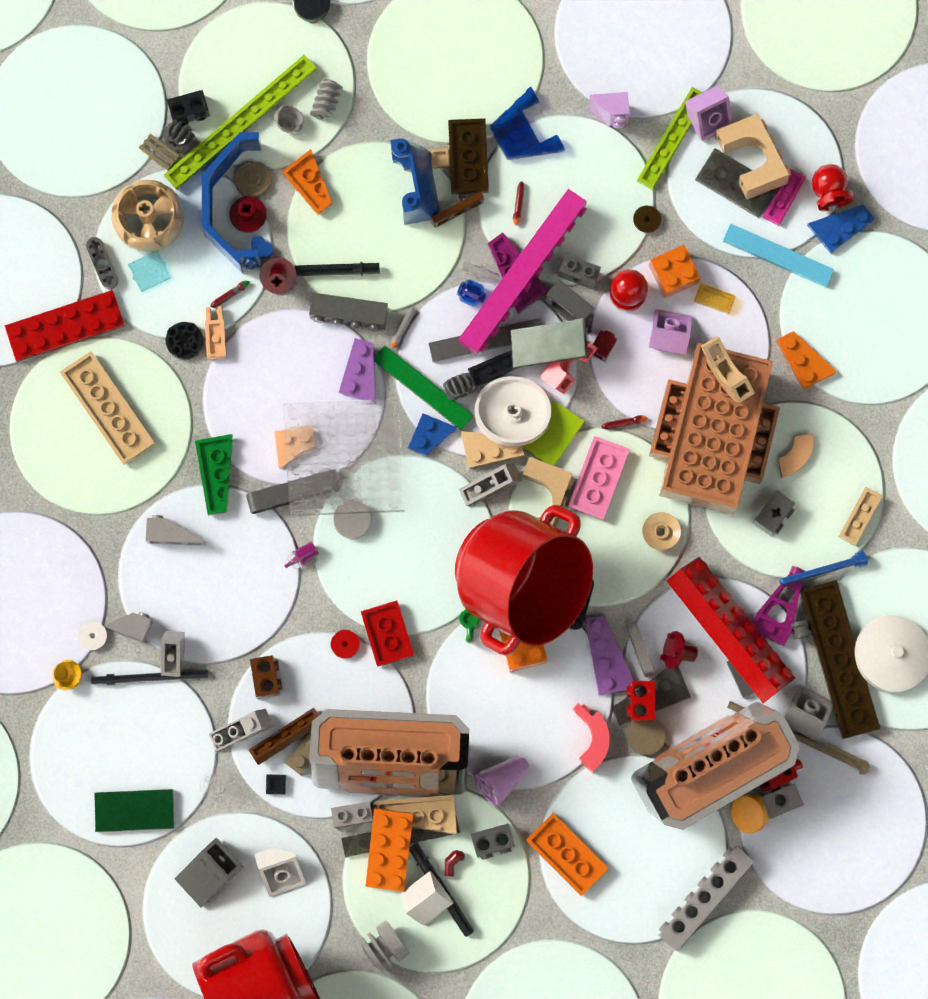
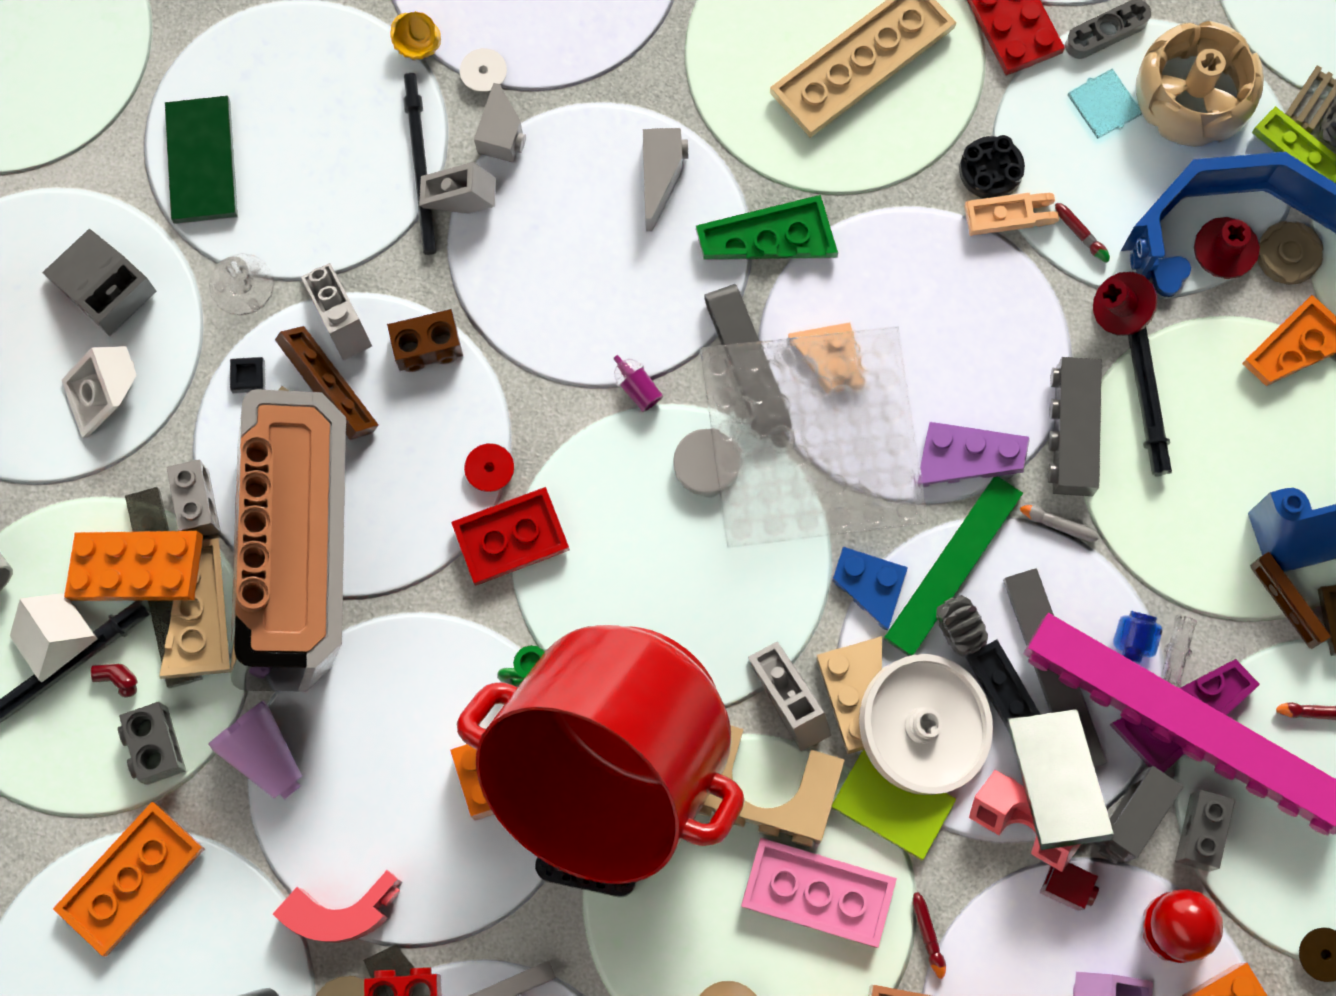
camera: 90 degrees right, 5 degrees down
(608, 663) = (477, 933): medium lavender wing -> none

